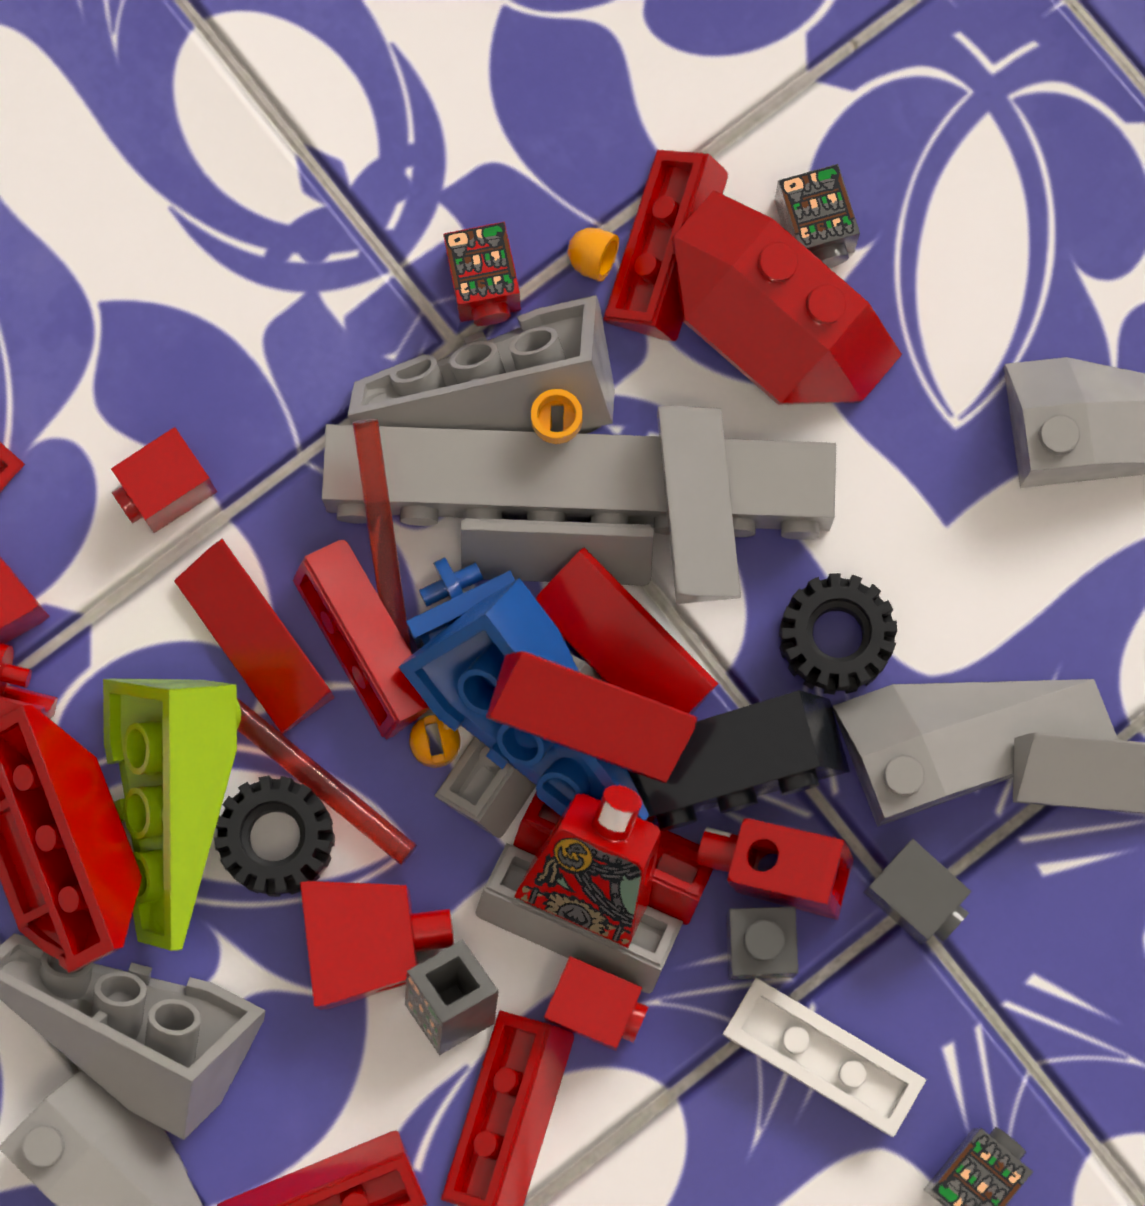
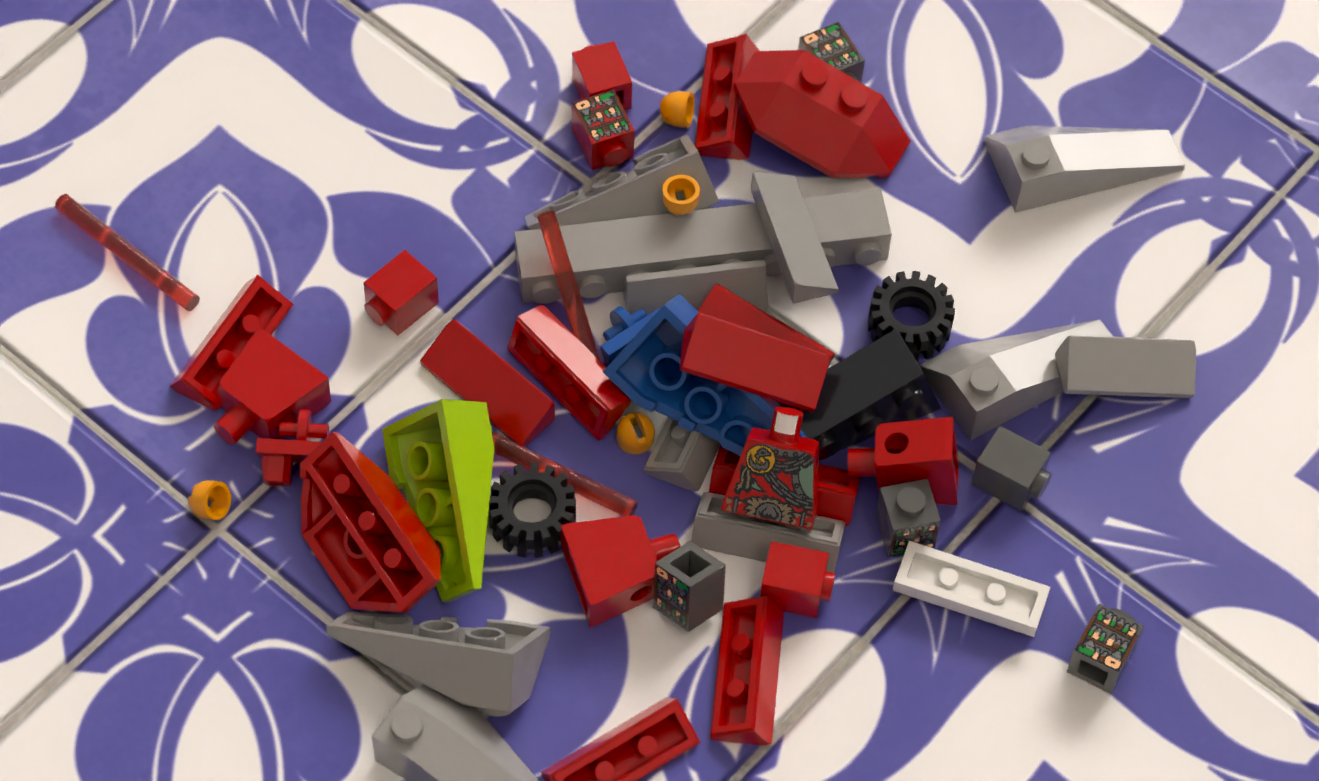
camera: 15 degrees left, 20 degrees down
(497, 186) = (601, 70): none -> red brick

